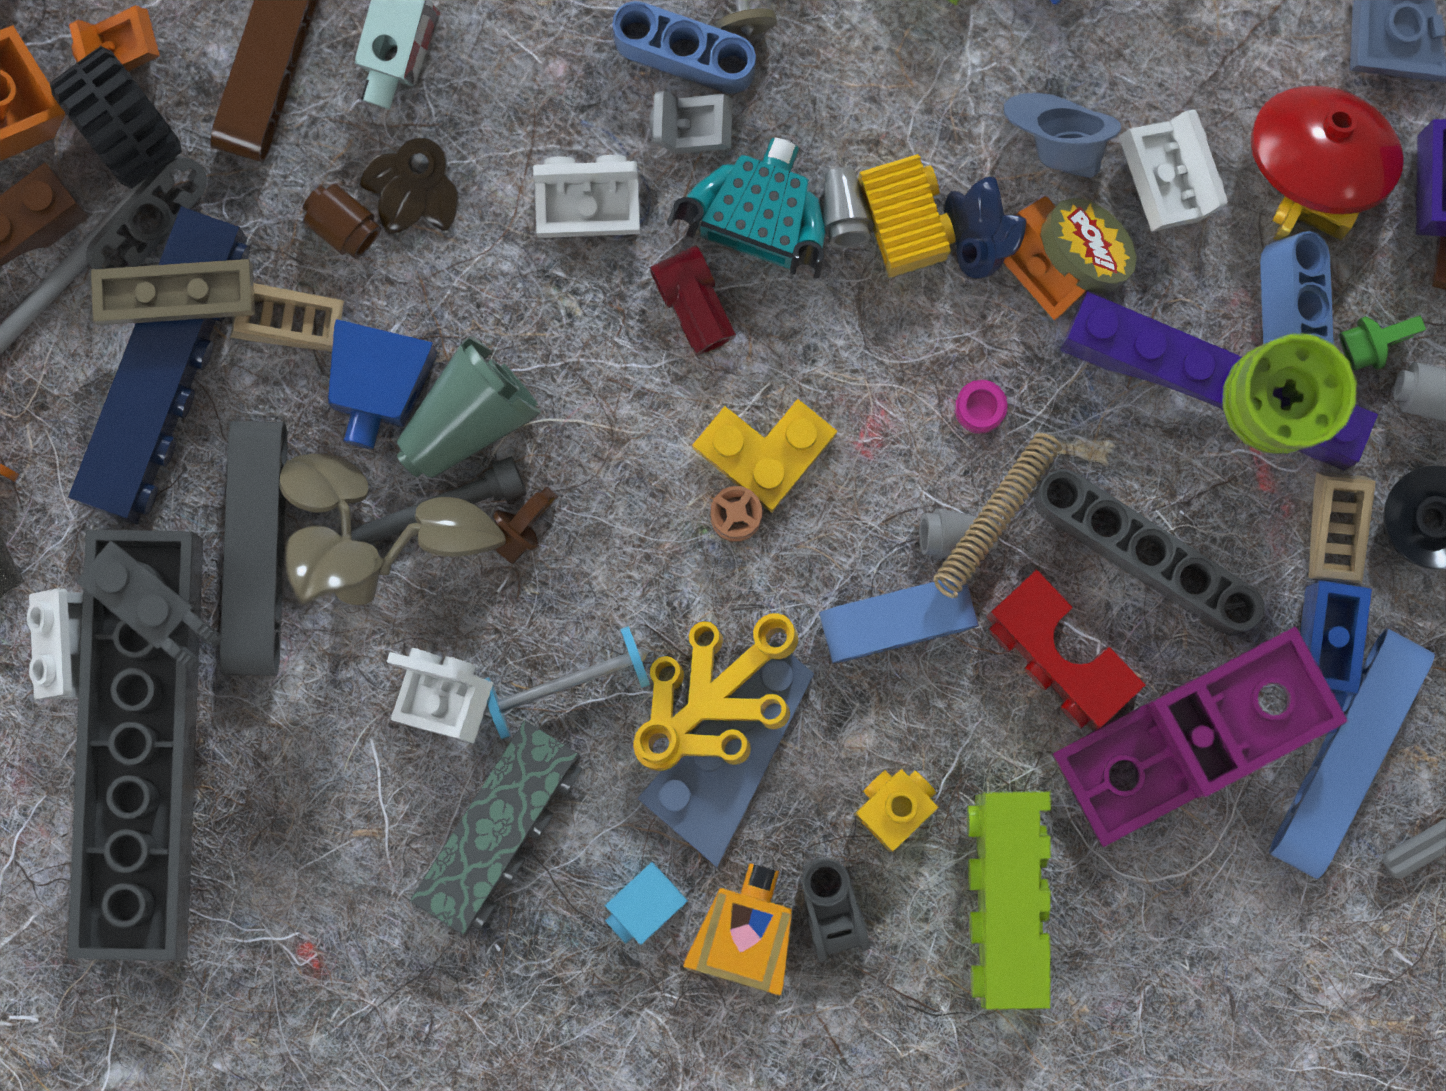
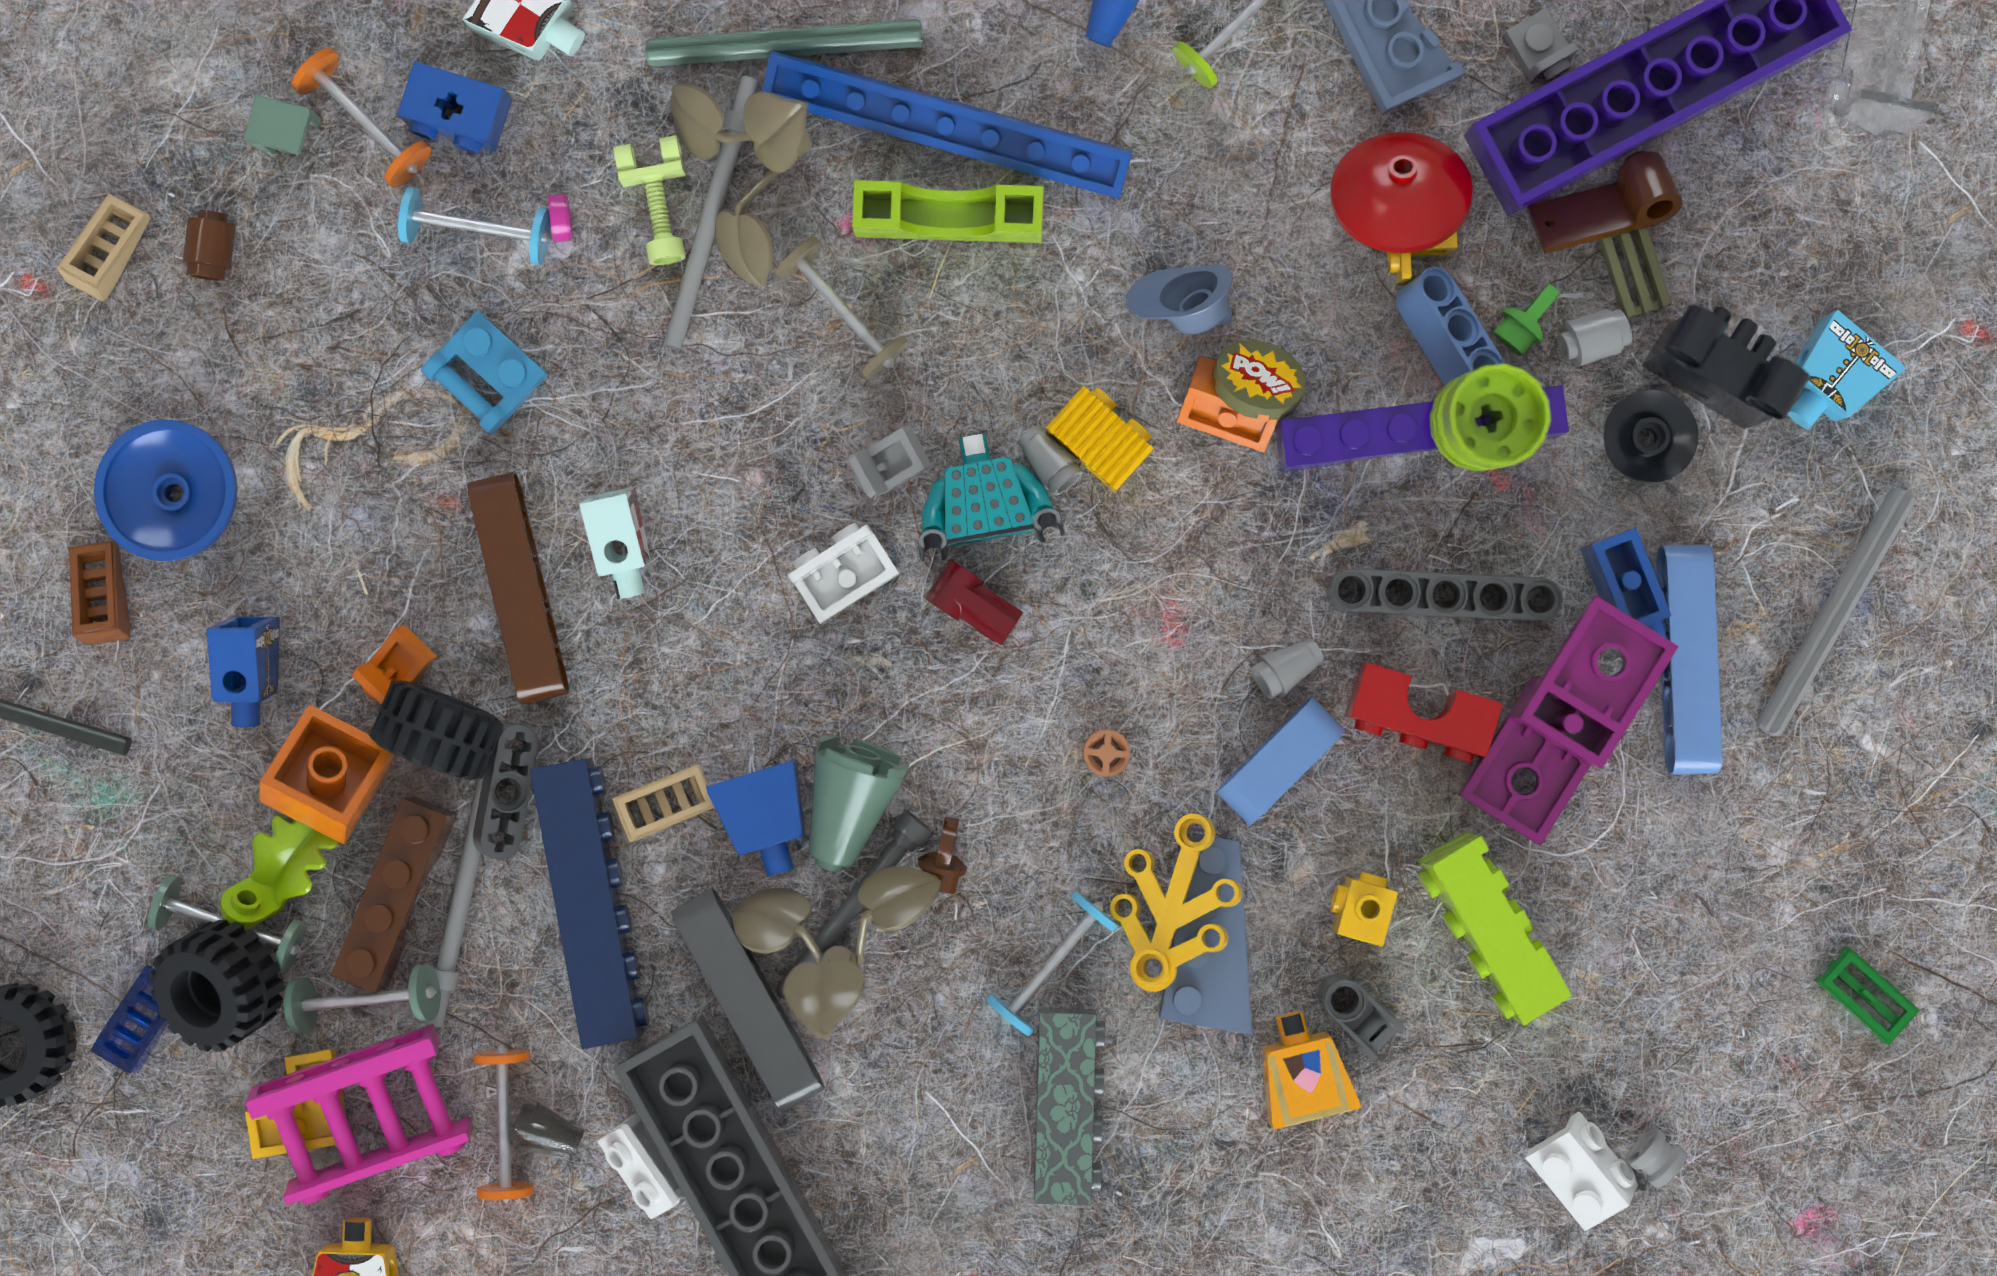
camera: 25 degrees left, 5 degrees up
(145, 603) = (696, 1100): dark grey hinge -> none
(172, 292) = (567, 843): dark tan plate -> none
(340, 220) = (659, 703): reddish brown brick -> none
(408, 194) = (698, 649): dark brown plate -> none
(440, 697) = (963, 1034): white bracket -> none
(644, 905) = (1214, 1097): medium azure brick -> none
(670, 27) = (824, 399): medium blue beam -> none
(770, 463) = (1109, 697): yellow plate -> none
(980, 406) = (1246, 554): dark pink tile -> none
(982, 230) = (1166, 415): dark blue plate -> none
(983, 516) = (1312, 635): tan piece -> none
(1174, 171) = (1290, 279): white bracket -> none
(1359, 528) = (1556, 475): tan slope -> none

